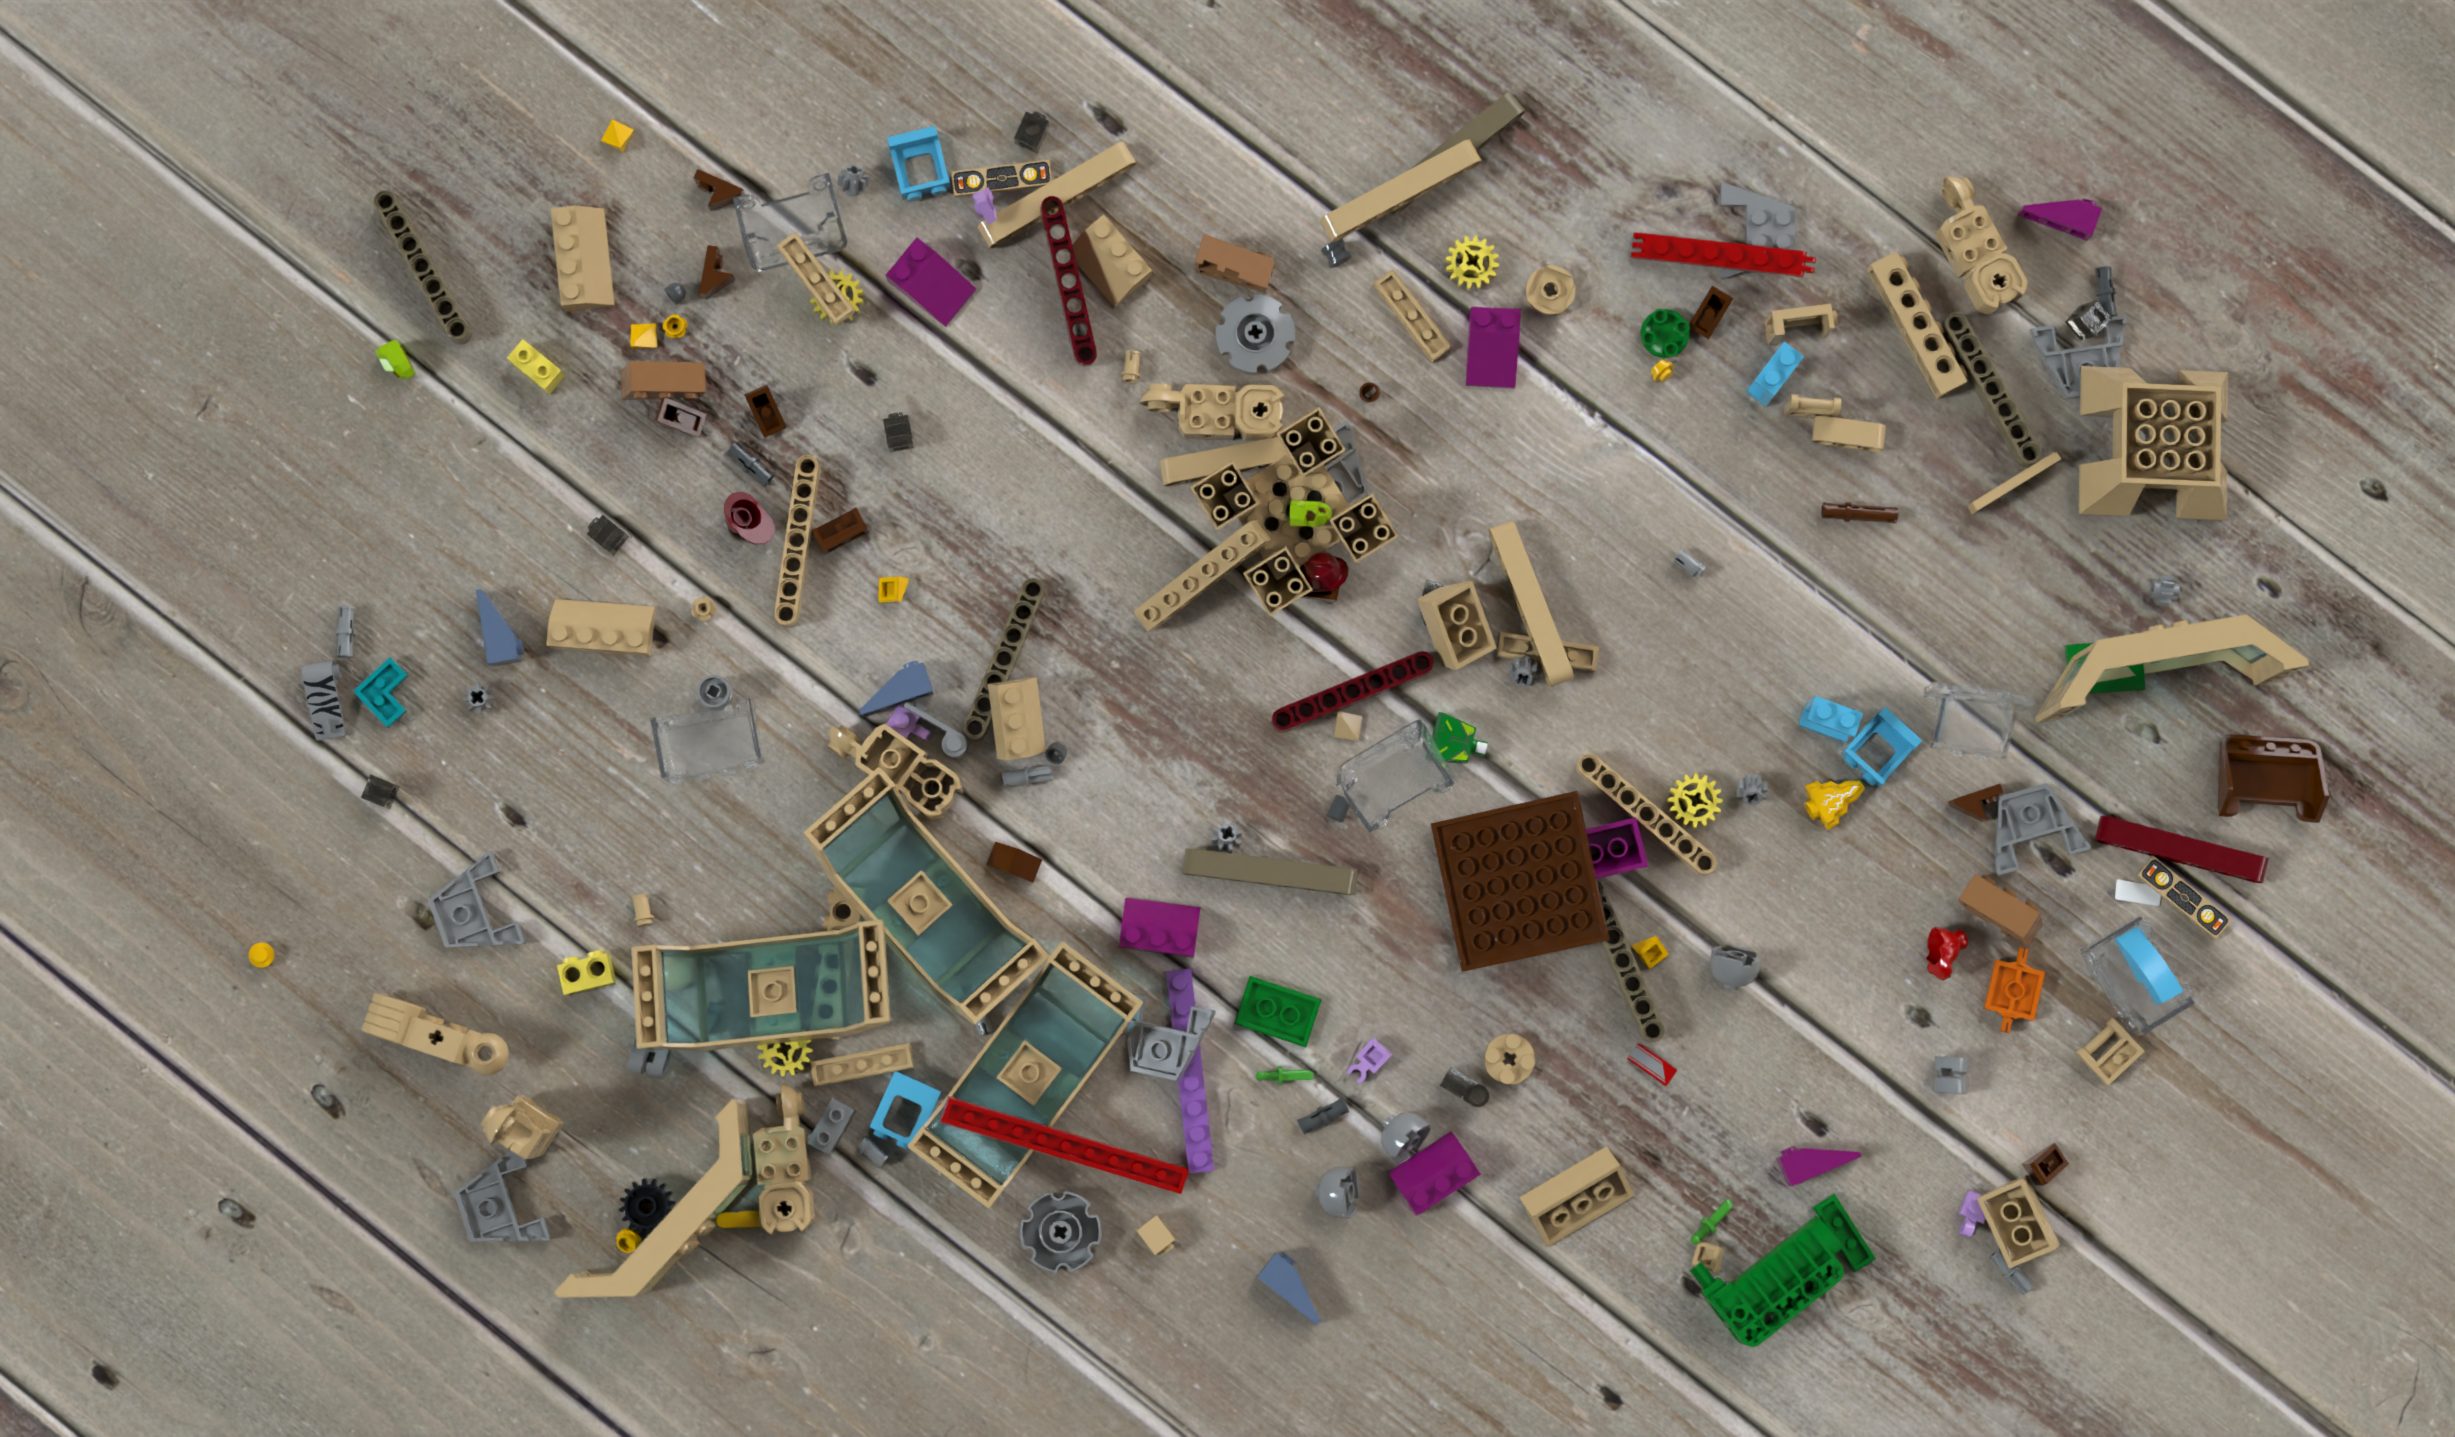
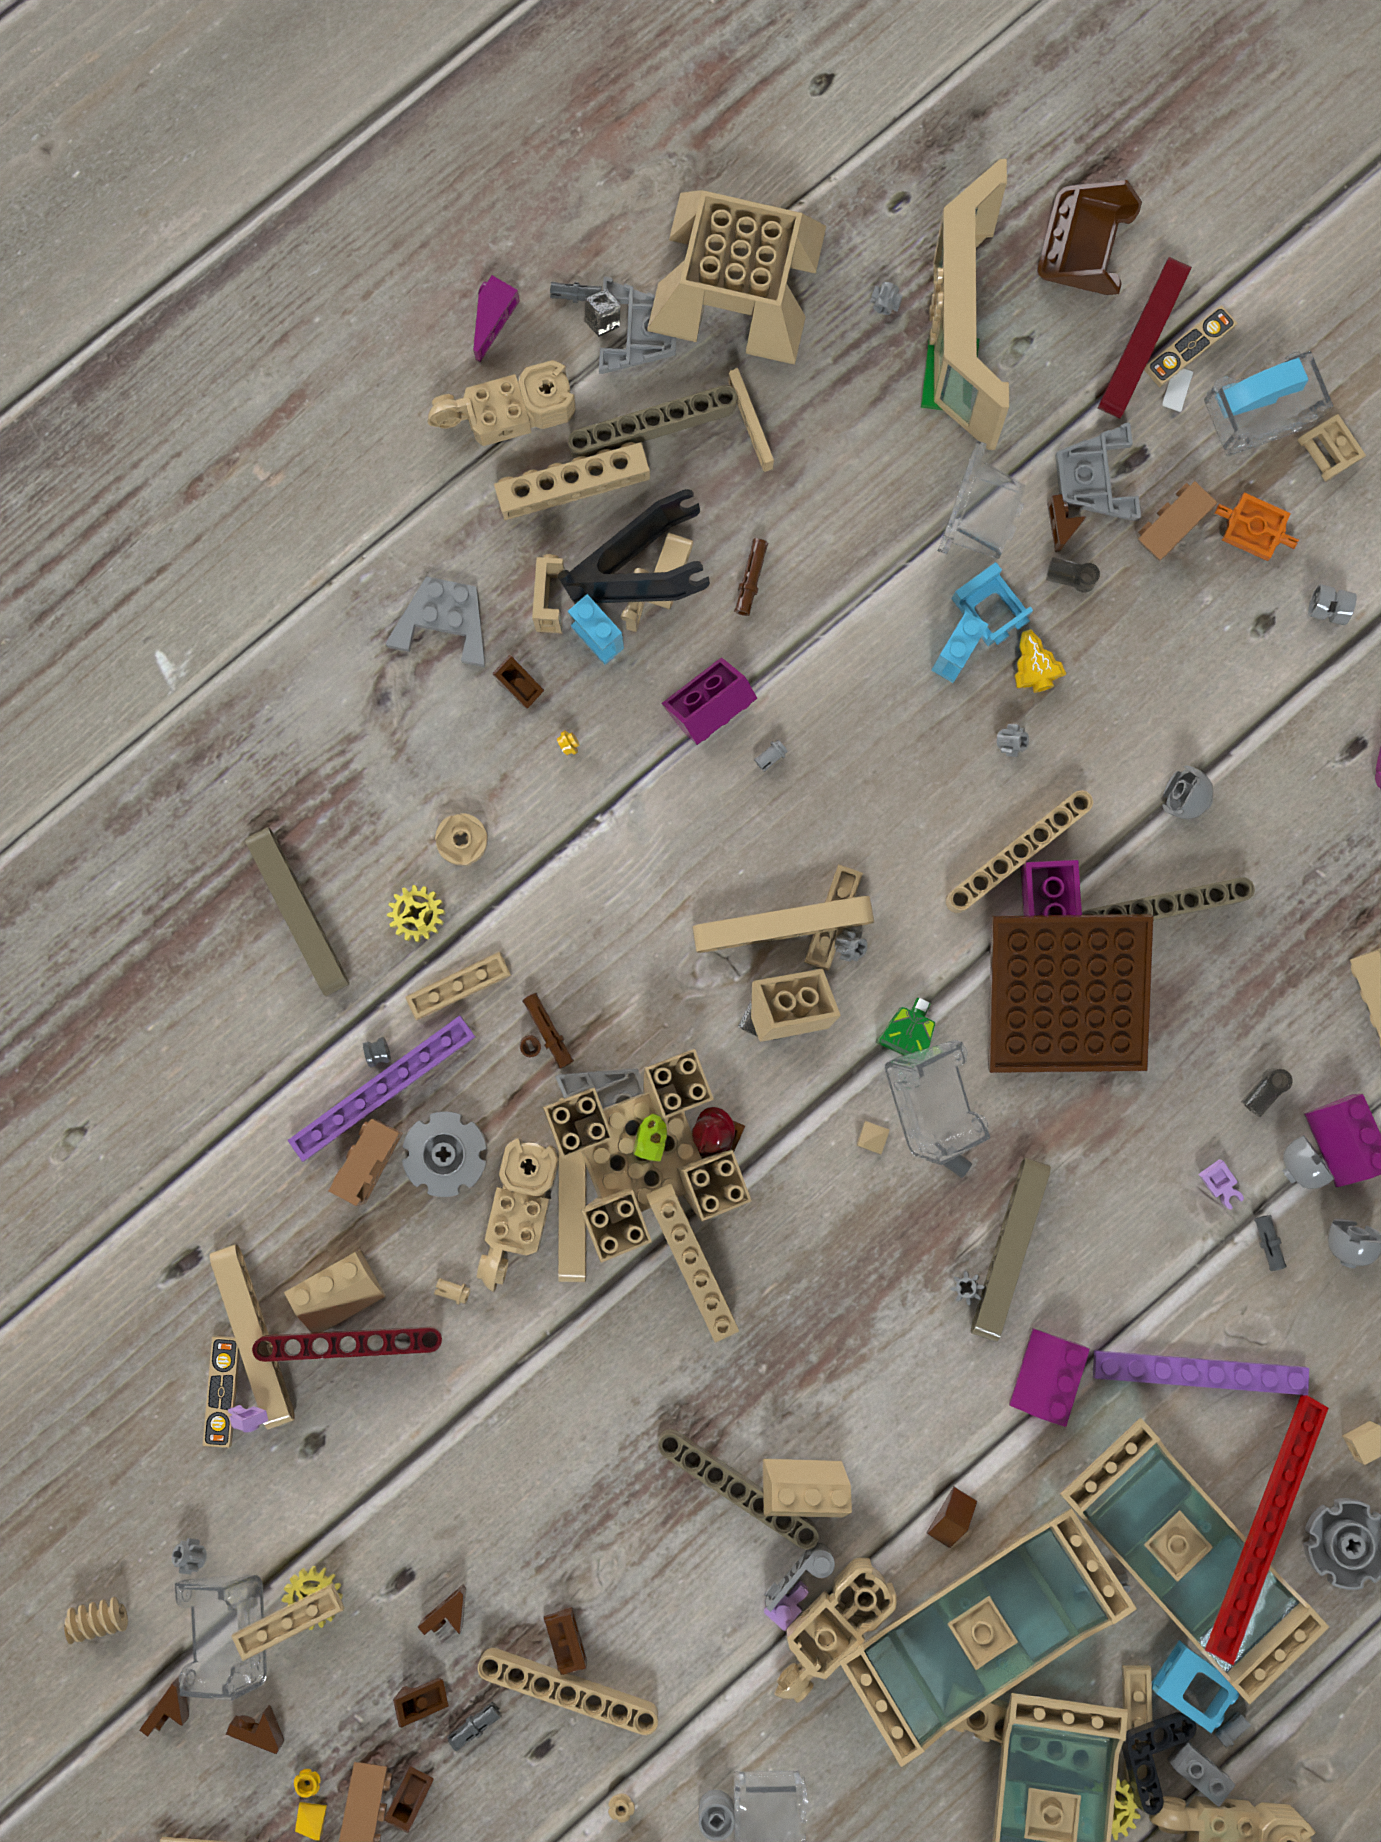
camera: 75 degrees left, 0 degrees up
(617, 135) = (83, 1808): yellow slope -> none
(675, 292) = (270, 1775): dark grey hinge -> none
(748, 518) = (534, 1743): dark red piece -> none
(781, 110) = (95, 1621): none -> tan piece
(837, 1070) = (1144, 1755): none -> black beam
(850, 424) = (451, 1608): none -> reddish brown slope
(892, 589) = (639, 1594): yellow slope -> none
(898, 432) = (472, 1557): clear smoke brick -> none
(903, 687) = (746, 1603): sand blue slope -> none
(913, 145) = (164, 1479): medium azure window -> none
(930, 282) = (317, 1492): magenta slope -> none
(1027, 776) = (865, 1486): light grey axle -> none
(1032, 142) = (189, 1347): clear smoke brick -> none
(1053, 758) = (846, 1451): dark grey hinge -> none
(1165, 1050) = (1176, 1402): light grey wing -> none
(1277, 1011) = (1154, 1268): green tile -> none
(1281, 1075) = (1221, 1274): bright green piece -> none
(1304, 265) = (381, 1088): none -> medium lavender plate
(1363, 686) = (846, 1138): dark red beam -> none
(1388, 405) = (553, 1040): none -> reddish brown pin
(1400, 190) = (325, 973): tan beam -> none
(1492, 347) = (508, 909): magenta slope -> none
(1523, 1062) = (1257, 1042): tan plate -> none
(1650, 951) = (1156, 876): yellow slope -> none
(1652, 1064) = (1269, 897): sticker -> none
(1665, 333) = (529, 732): green dish -> none
(1699, 790) = (1022, 804): light yellow gear -> none
(1722, 255) = (461, 658): red hinge -> none
(1730, 495) = (710, 700): none -> magenta slope
(1827, 363) = (597, 572): none -> black piece
(1927, 816) = (1069, 574): none -> clear smoke piece
(1943, 950) = (1208, 585): red hair -> none

